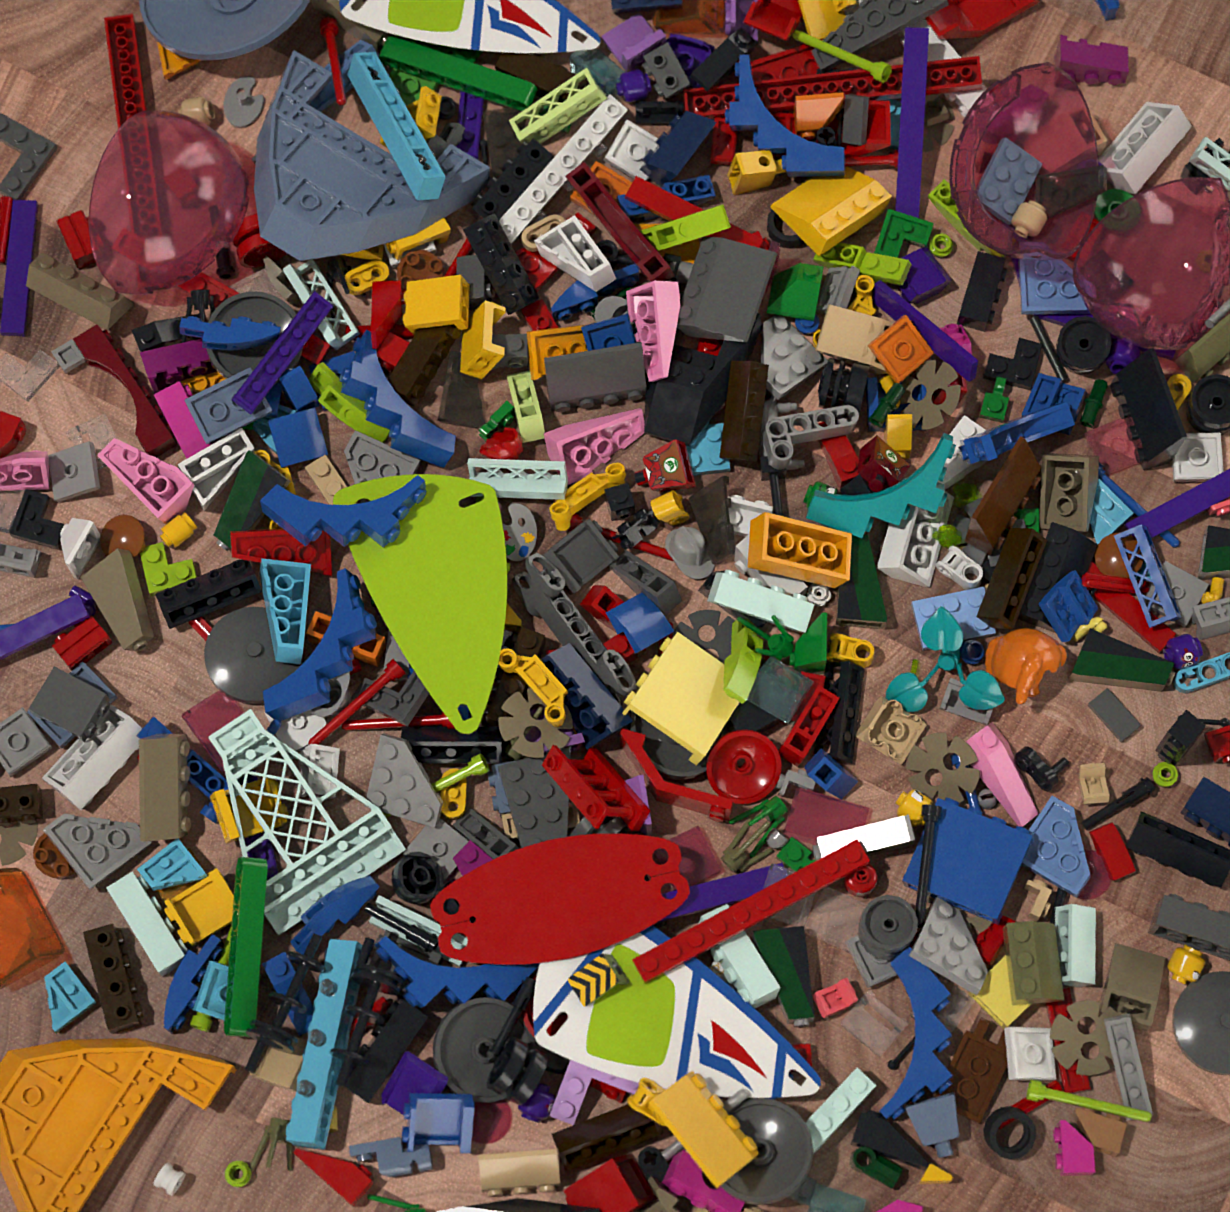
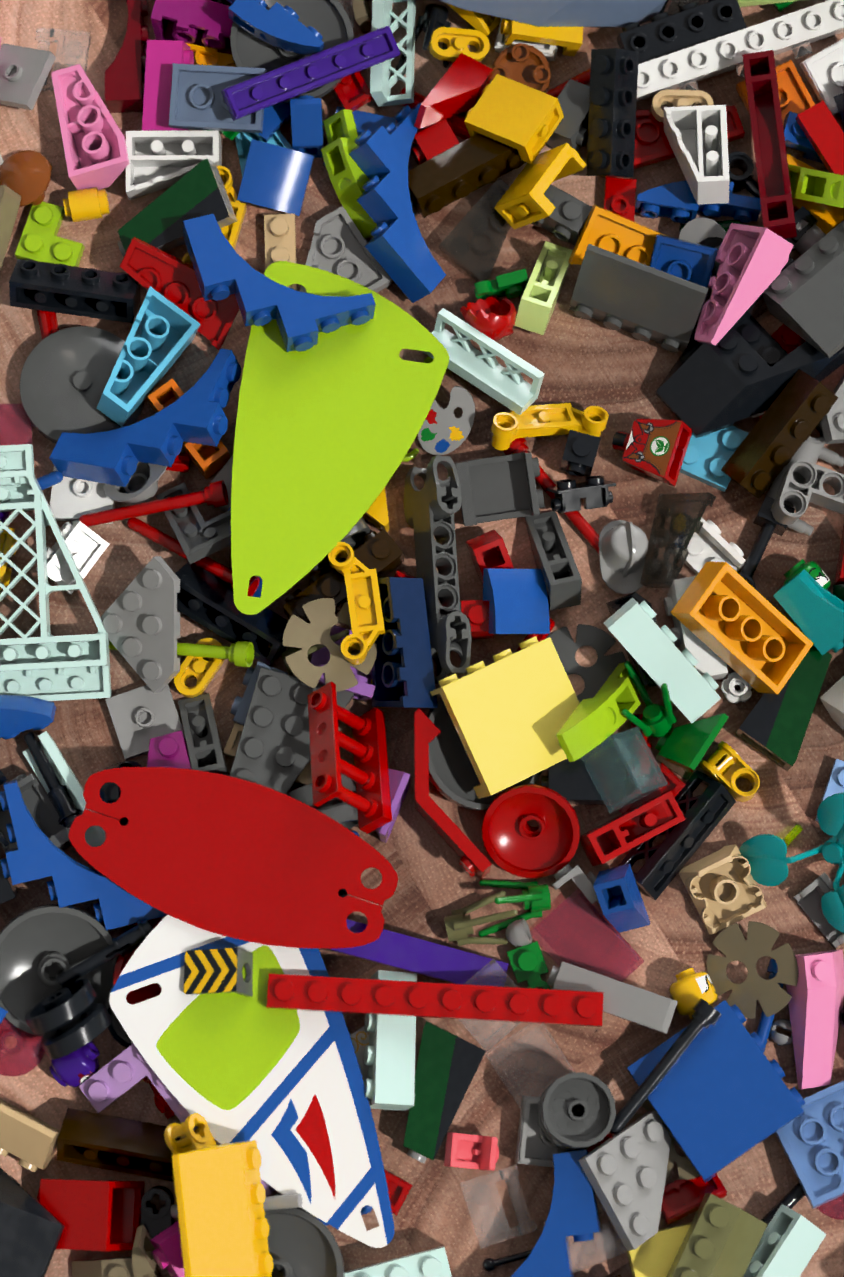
camera: 30 degrees right, 5 degrees up
(416, 878) = (99, 737): black cylinder -> none
(592, 441) = (590, 369): bright pink wedge -> none
(669, 508) = (629, 494): yellow piece -> none
(697, 859) = (415, 898): clear pink tile -> none
(860, 887) = (575, 1046): red head -> none
(1040, 906) = (766, 1191): tan bracket -> none

